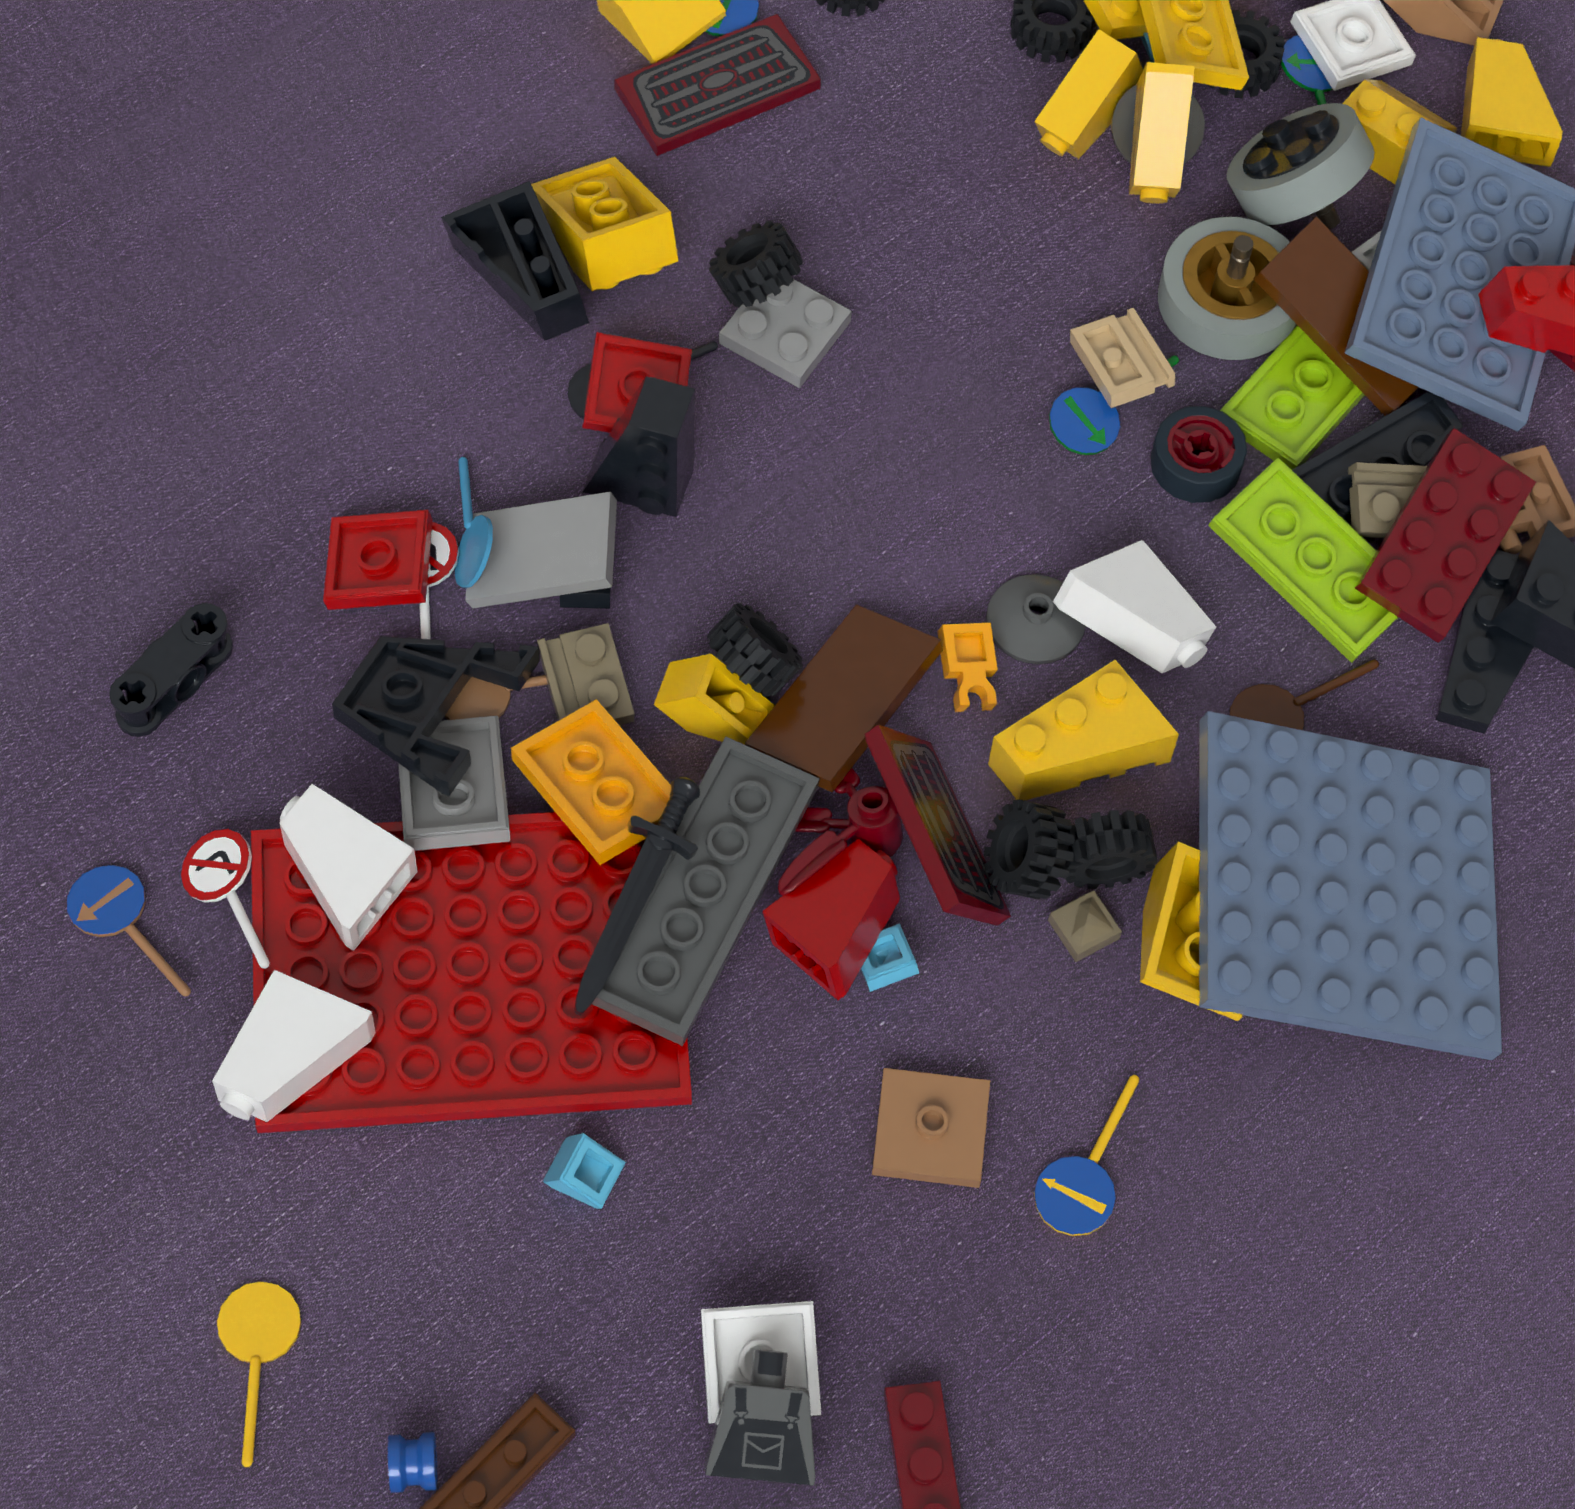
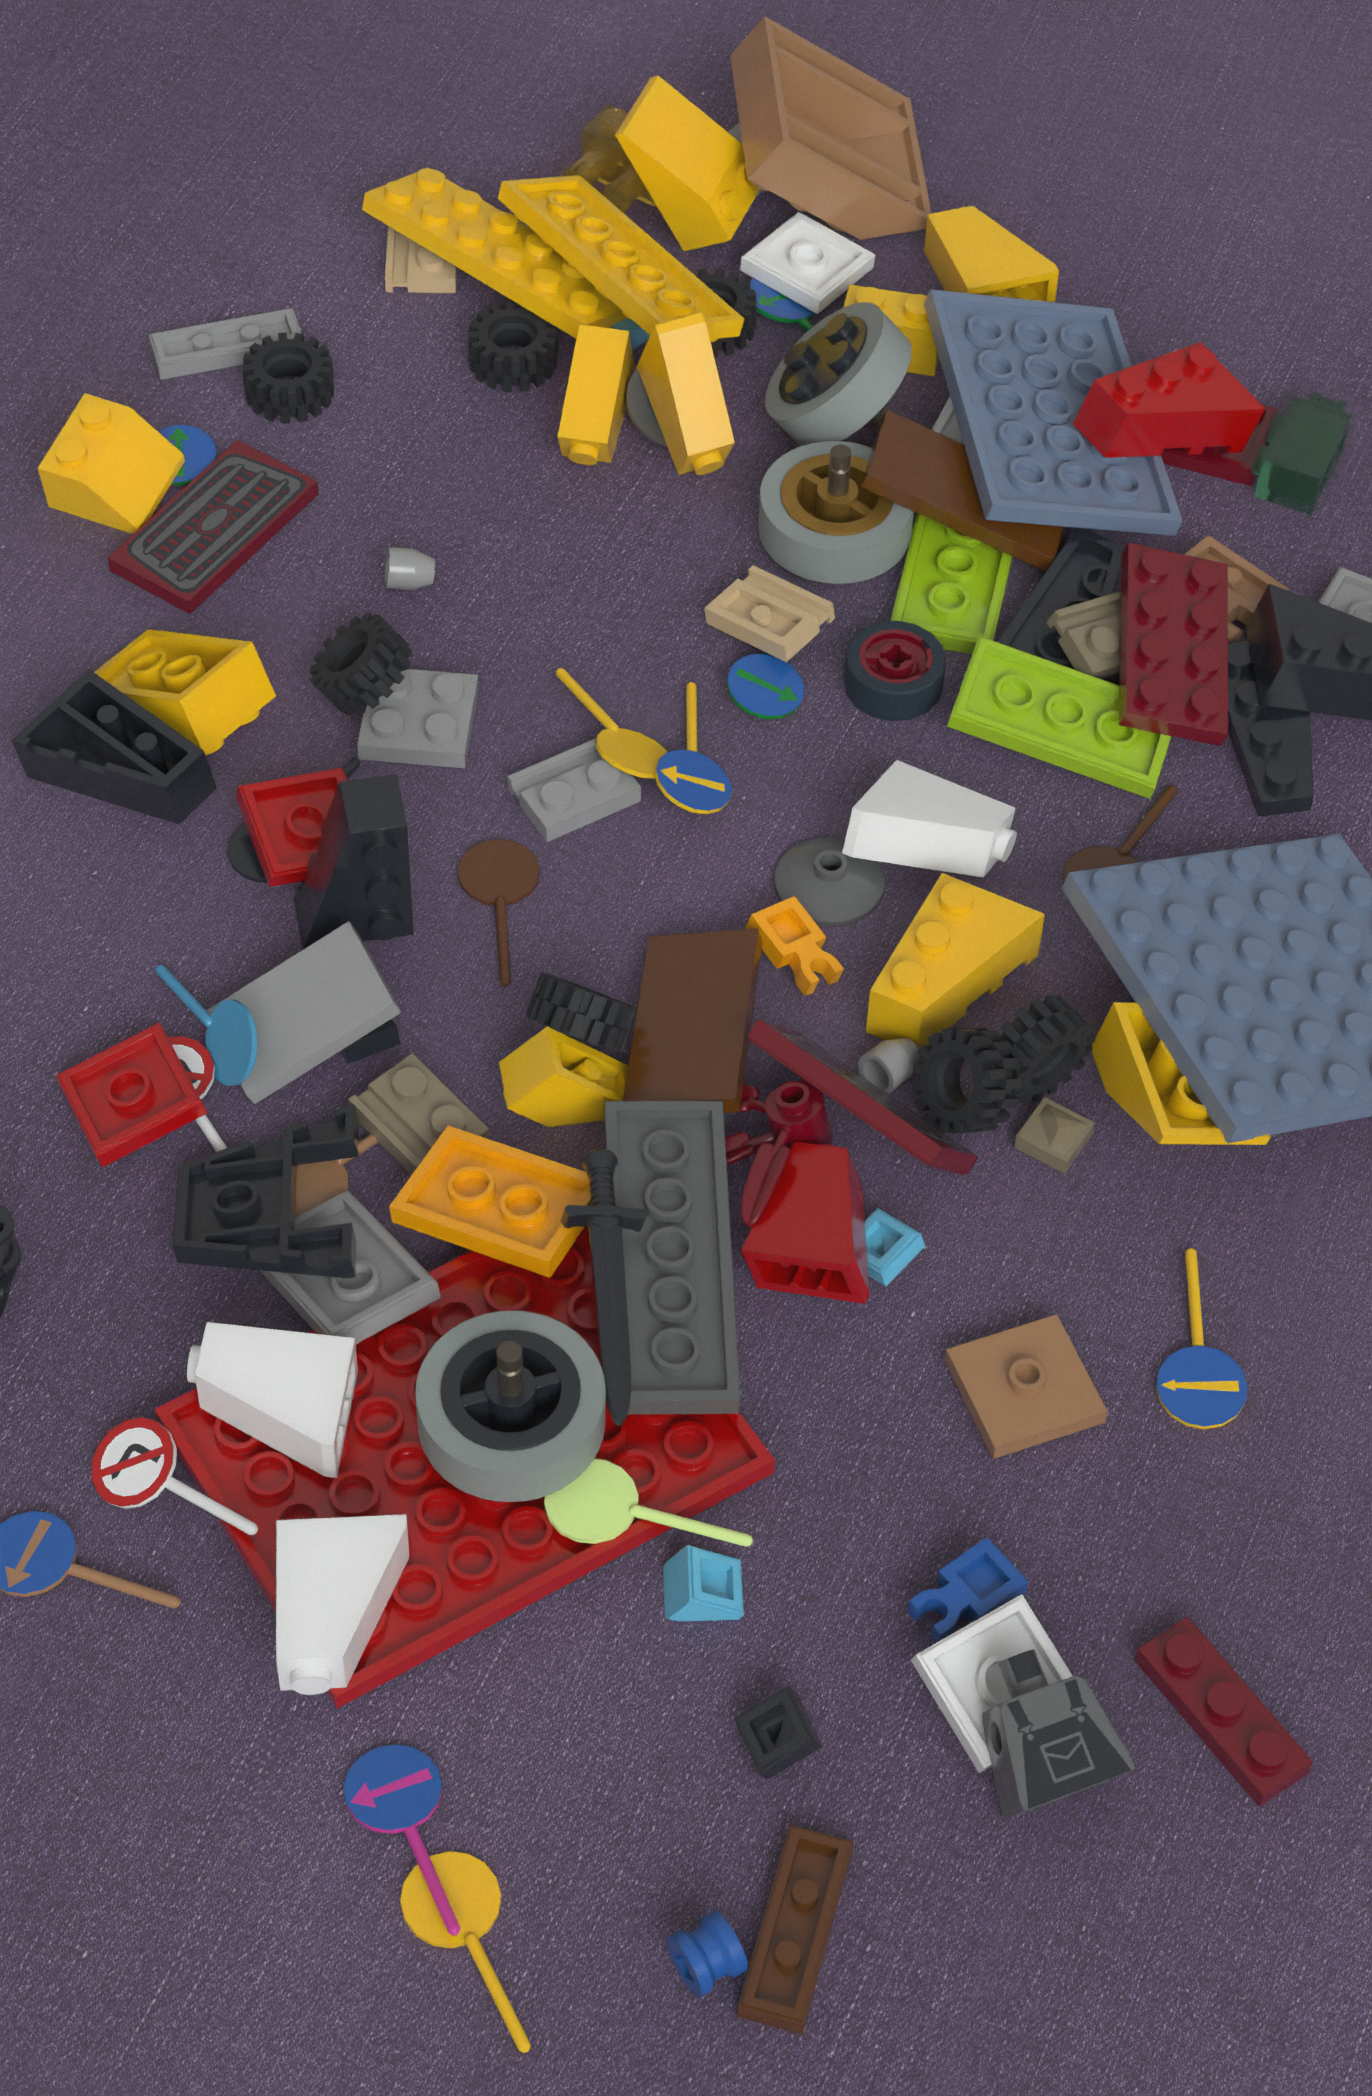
camera: 25 degrees left, 10 degrees down
(261, 1220) = (394, 1793): none -> blue piece
(504, 958) = (511, 1406): none -> wheel
(536, 1063) = (606, 1502): none -> yellowish green piece
(568, 1316) = (778, 1732): none -> black tile
(770, 495) = (499, 875): none -> reddish brown piece
(788, 1274) = (969, 1588): none -> blue plate
(850, 190) = (408, 569): none -> light grey hose
(874, 446) = (572, 790): none -> light grey plate
(933, 430) = (620, 747): none -> yellow piece
(973, 478) = (689, 777): none -> blue piece
(984, 801) = (889, 1063): none -> light grey hose

